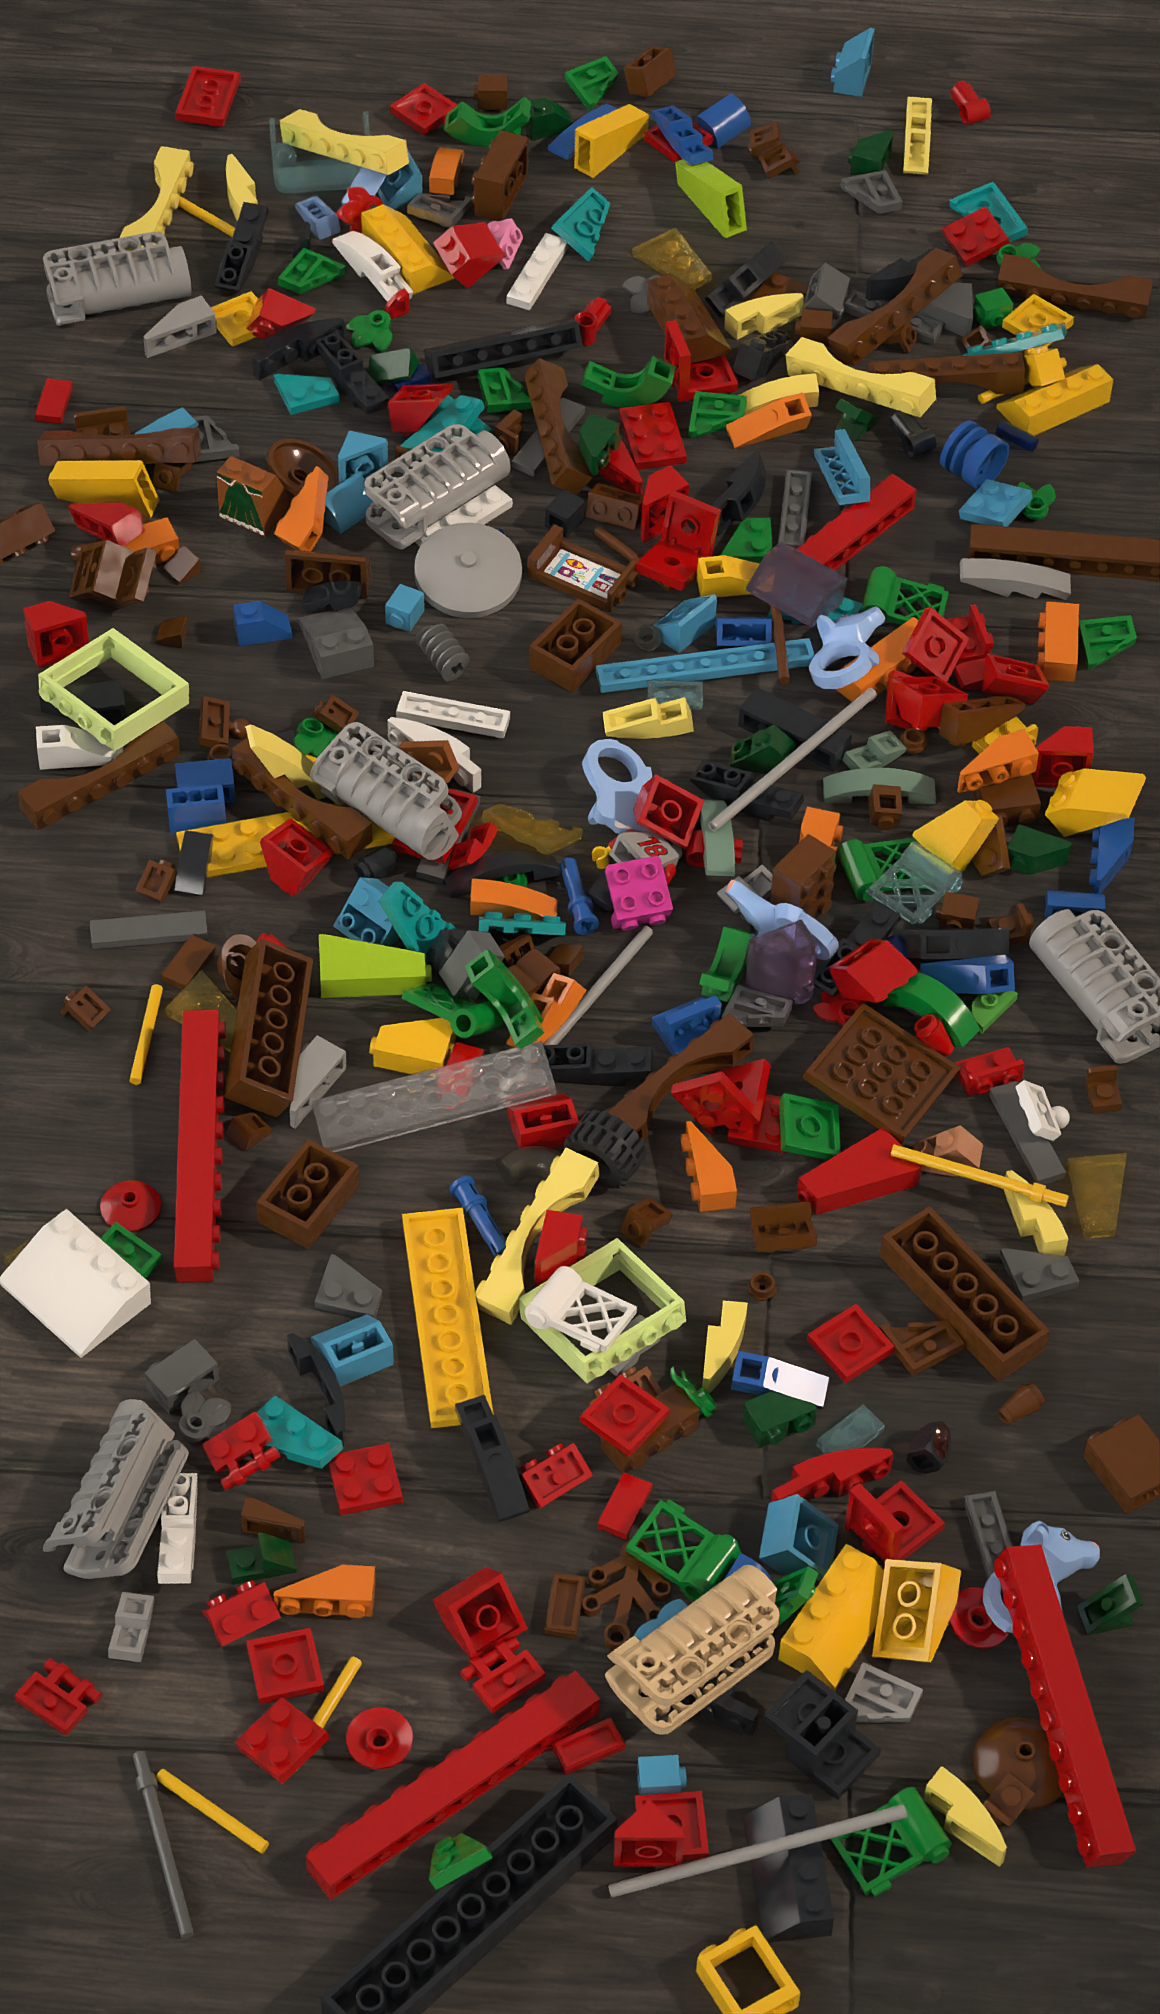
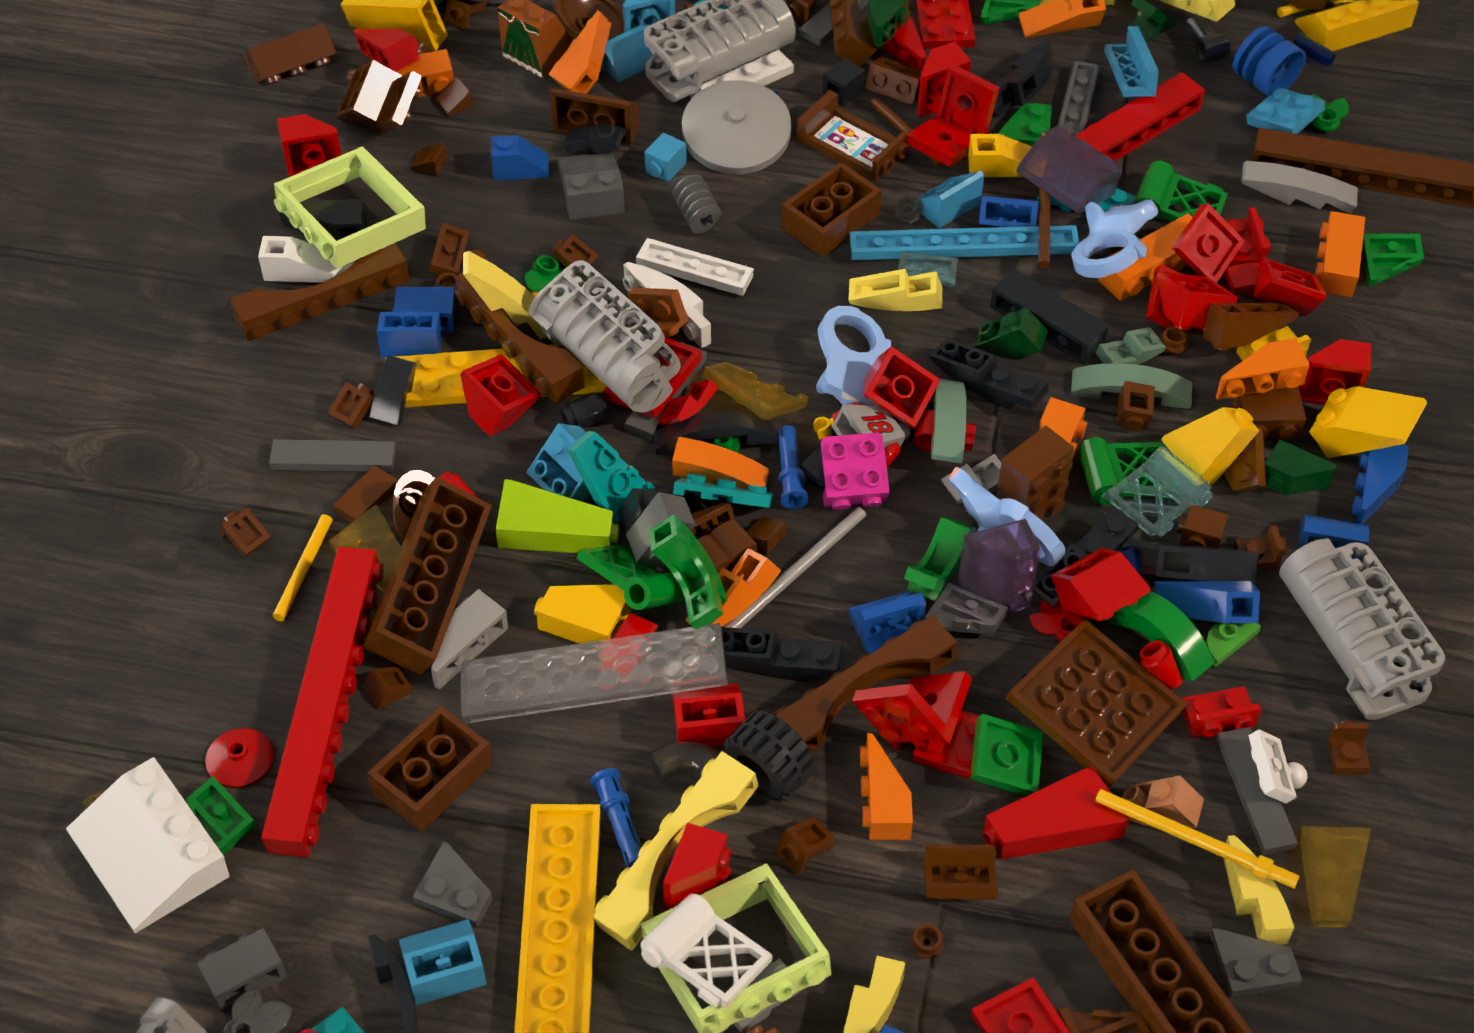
camera: 10 degrees right, 0 degrees up
(791, 760) = (1039, 347): light grey piece -> none

